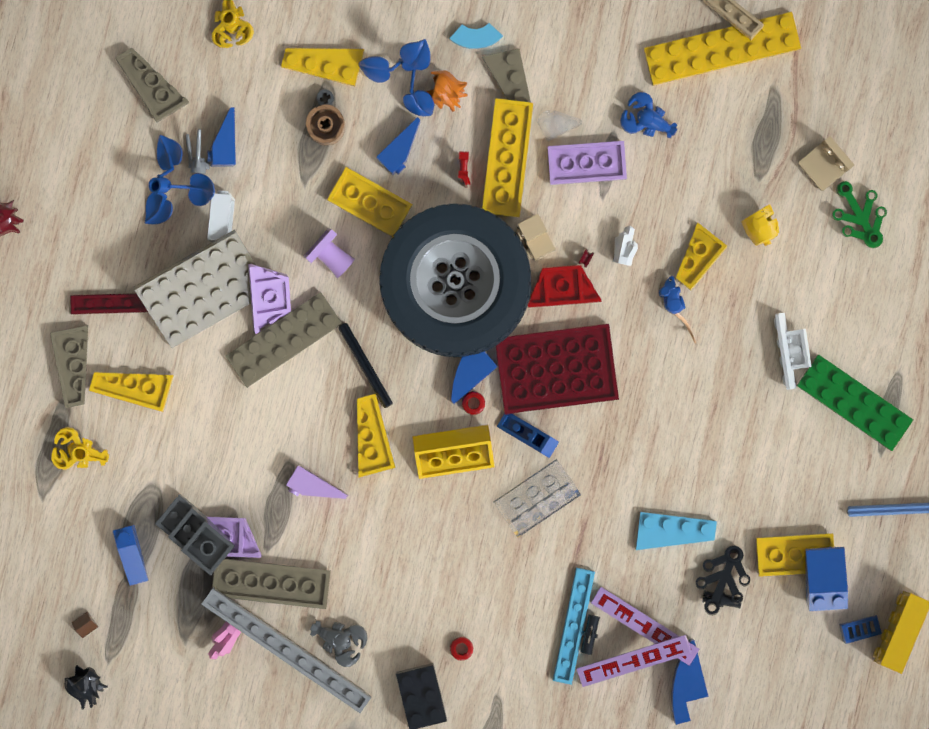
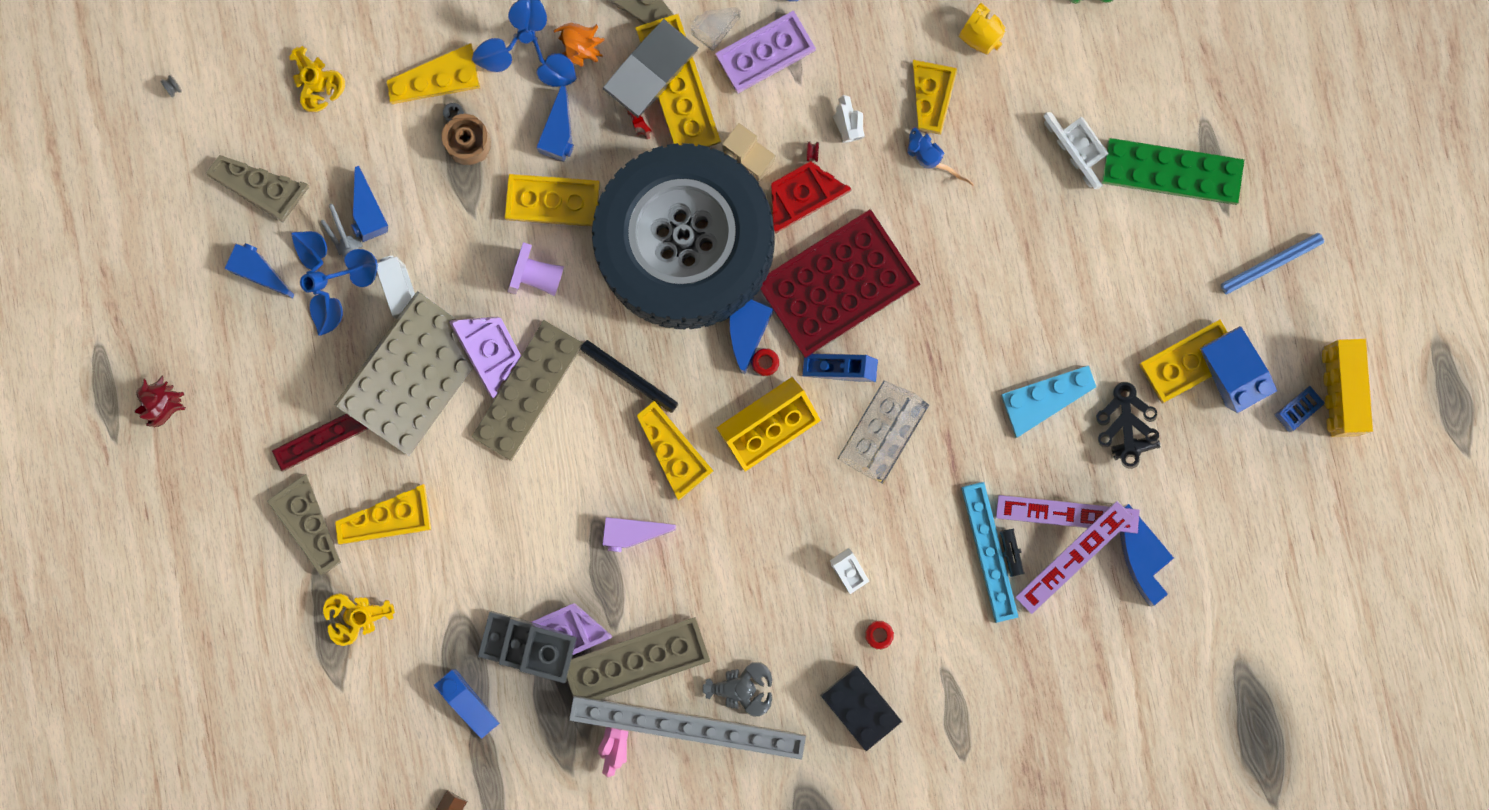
camera: 25 degrees left, 5 degrees down
(119, 147) = (252, 266): none -> blue slope
(461, 591) = (849, 570): none -> white slope
(491, 137) = (650, 68): none -> slope

